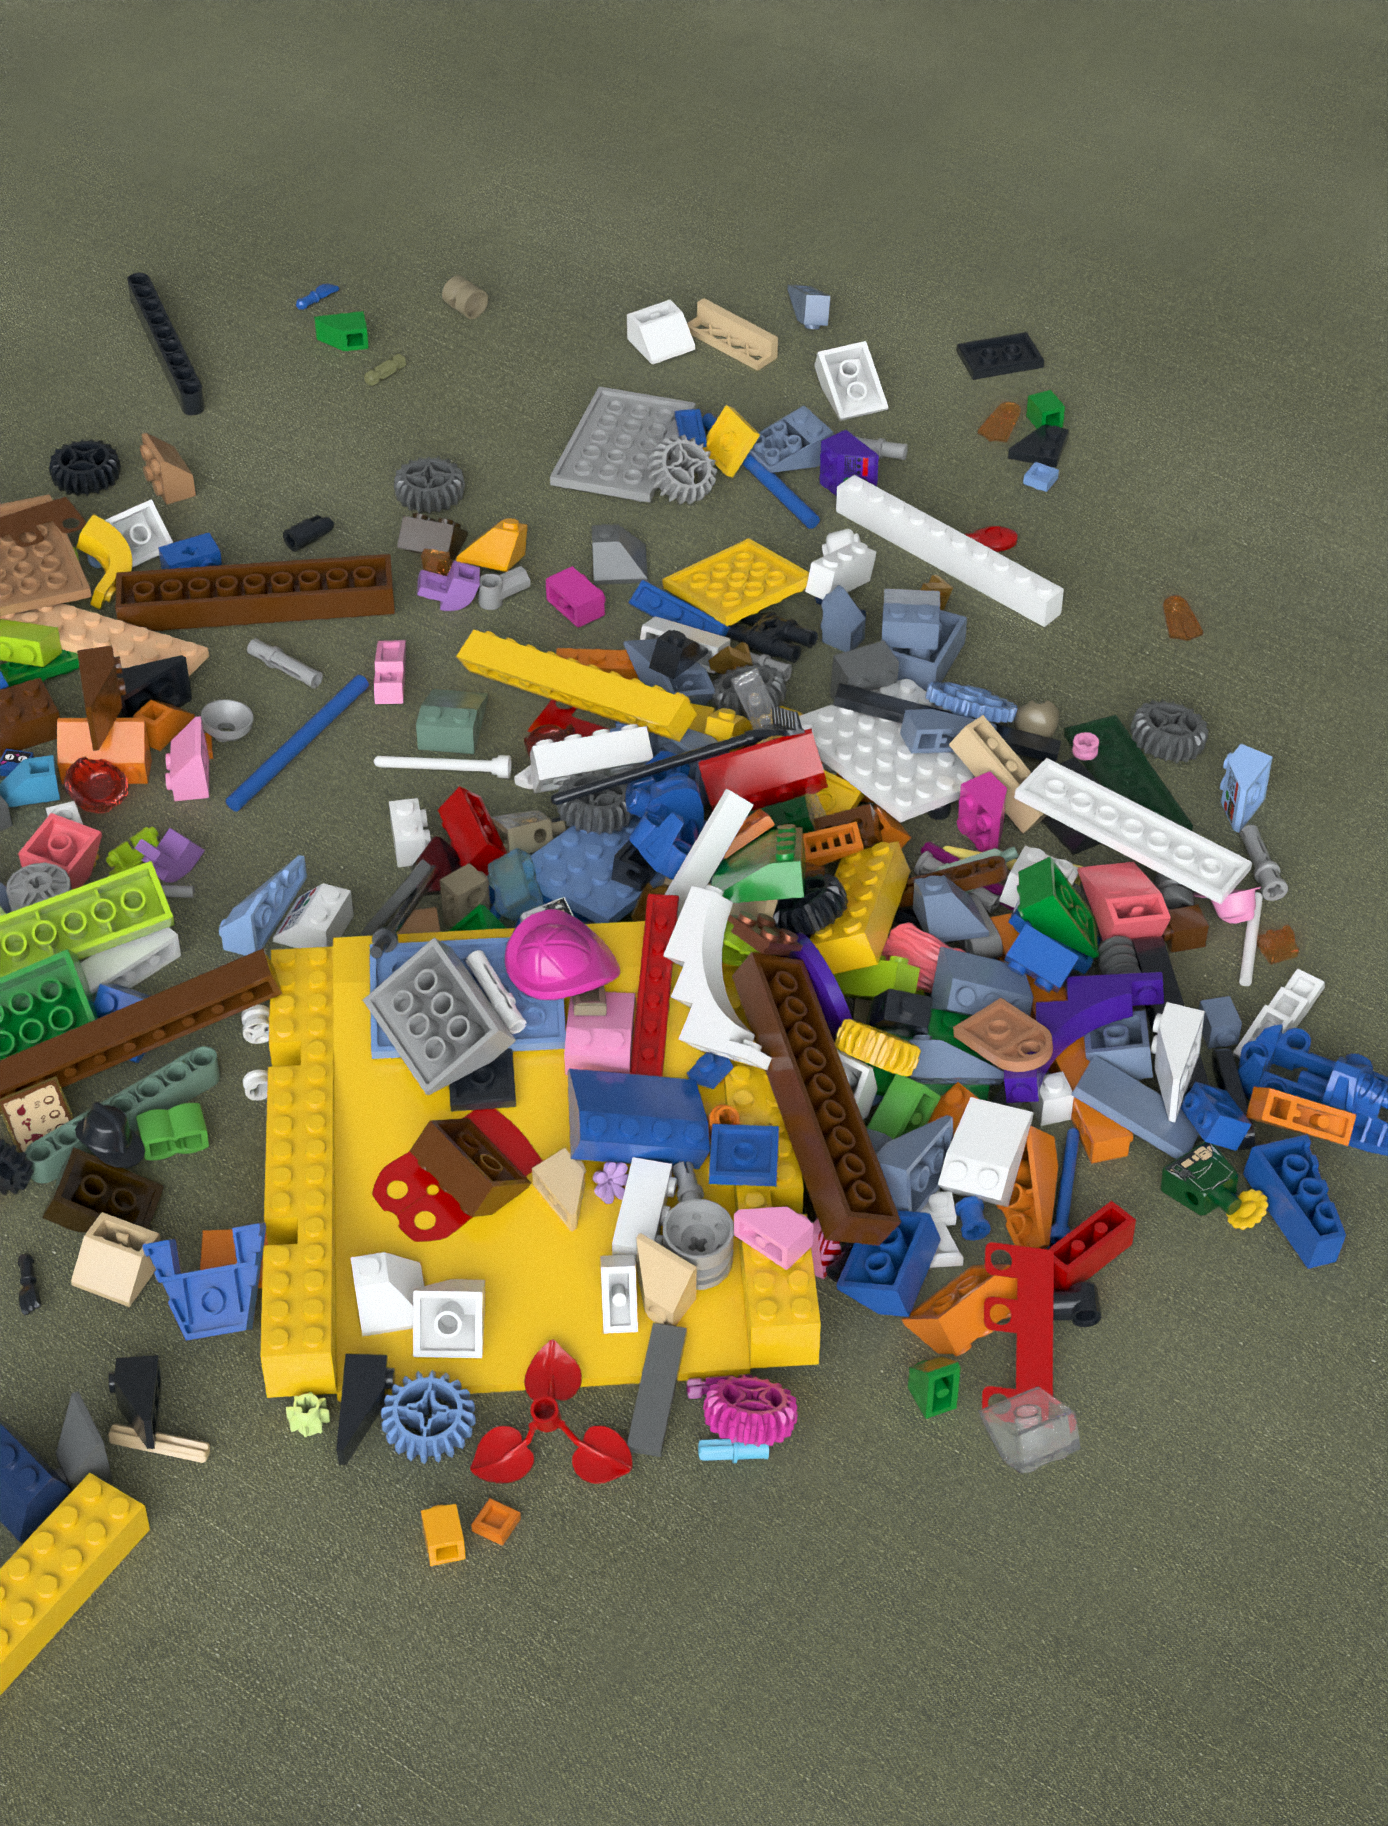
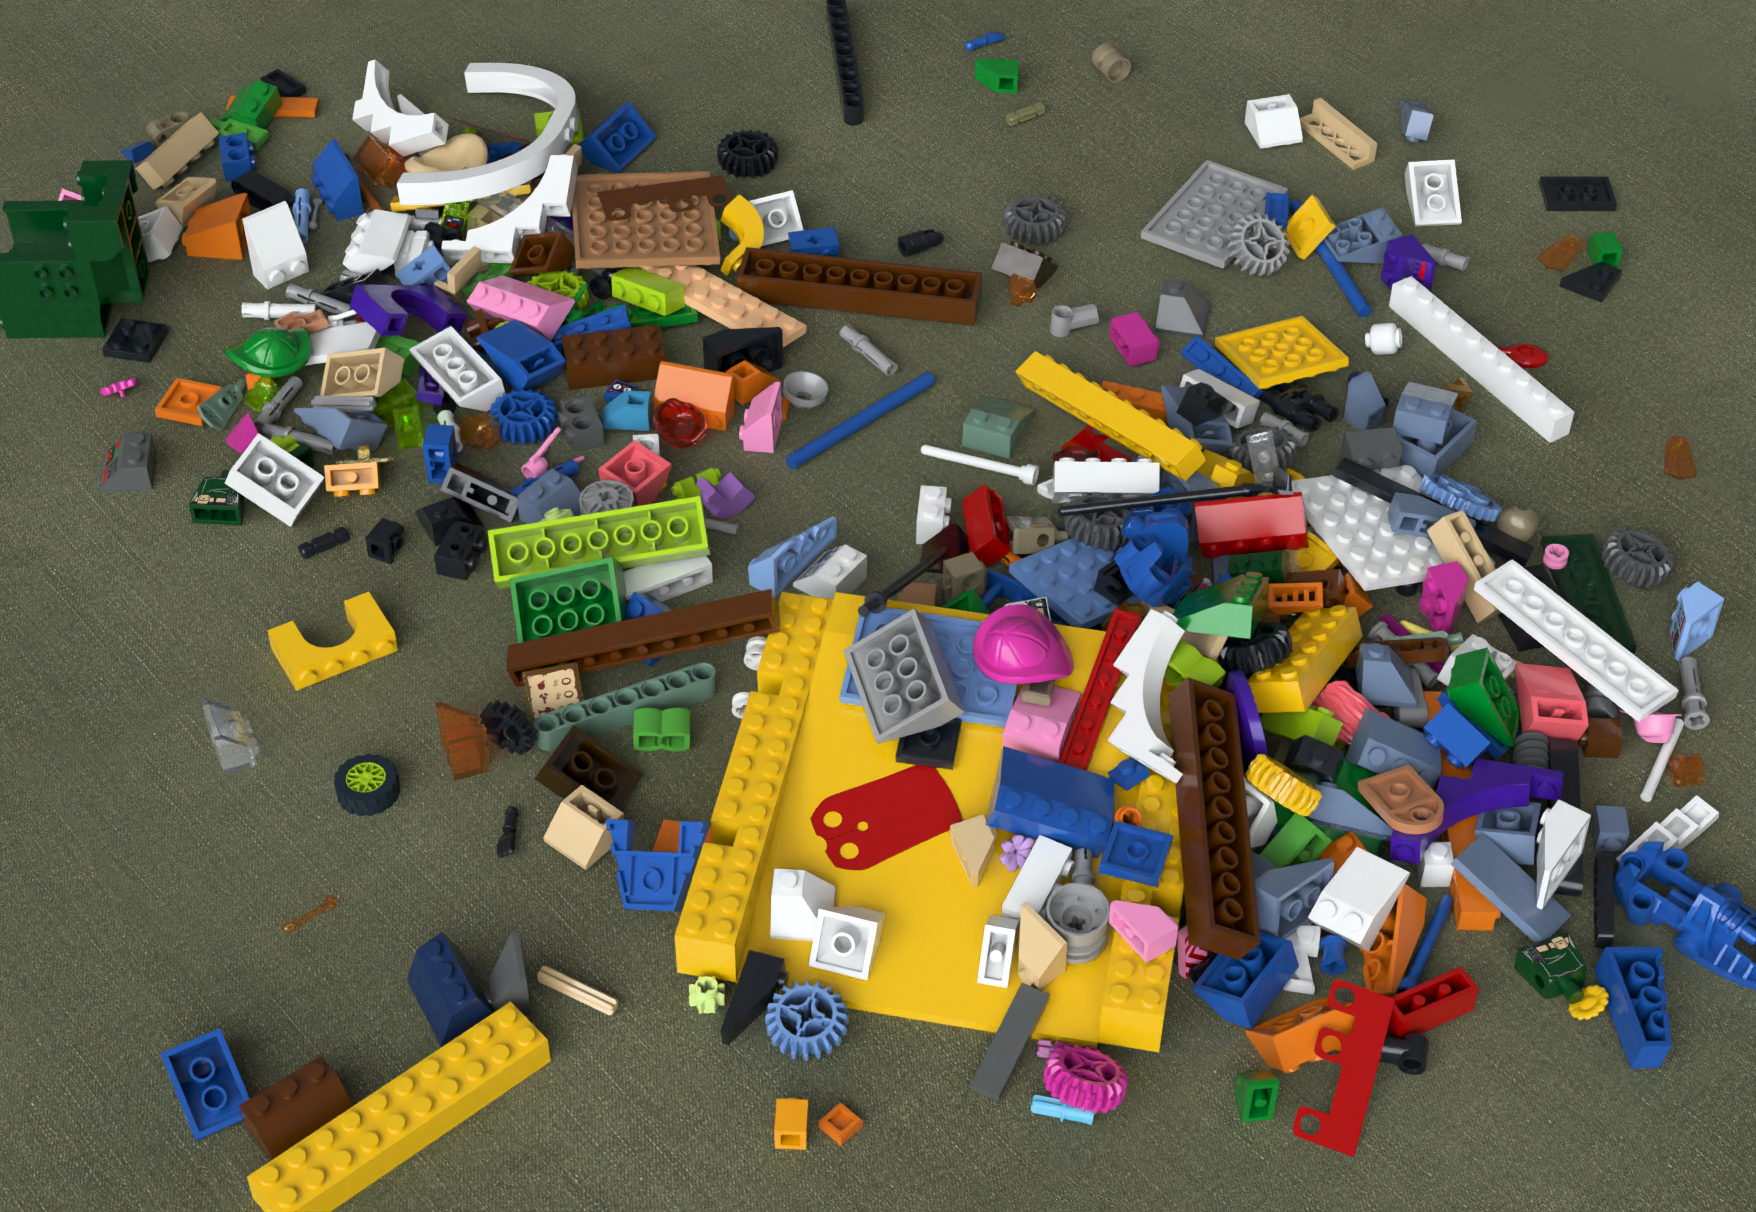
camera: 15 degrees right, 0 degrees up
(101, 690) = (700, 344): reddish brown slope -> none
(110, 1137) = (607, 723): black piece -> none
(138, 1394) = (571, 942): black slope -> none
(166, 470) = (814, 168): medium nougat slope -> none
(390, 672) = (955, 374): bright pink slope -> none
(397, 898) = (905, 566): dark grey tile -> none
(452, 591) = (1028, 314): medium lavender brick -> none
(468, 1166) = (897, 812): reddish brown slope -> none
(498, 547) = (1078, 284): light orange slope -> none
(500, 999) = (961, 674): white pin -> none
(514, 884) = (1007, 577): clear light blue brick -> none
(551, 1376) = (921, 1009): red plant -> none
(710, 846) = (1183, 576): white tile -> none
(730, 658) = (1254, 417): pearl gold bracket -> none
(751, 828) = (1217, 572): orange tile -> none
(763, 935) = (1204, 664): copper piece -> none
(845, 567) = (1379, 357): white brick -> none
(1031, 1429) = (1332, 1154): clear slope -> none
(1041, 476) = (1584, 308): medium blue plate -> none
(1215, 1116) = (1580, 912): blue brick -> none
(1300, 1115) = (1660, 928): orange slope -> none

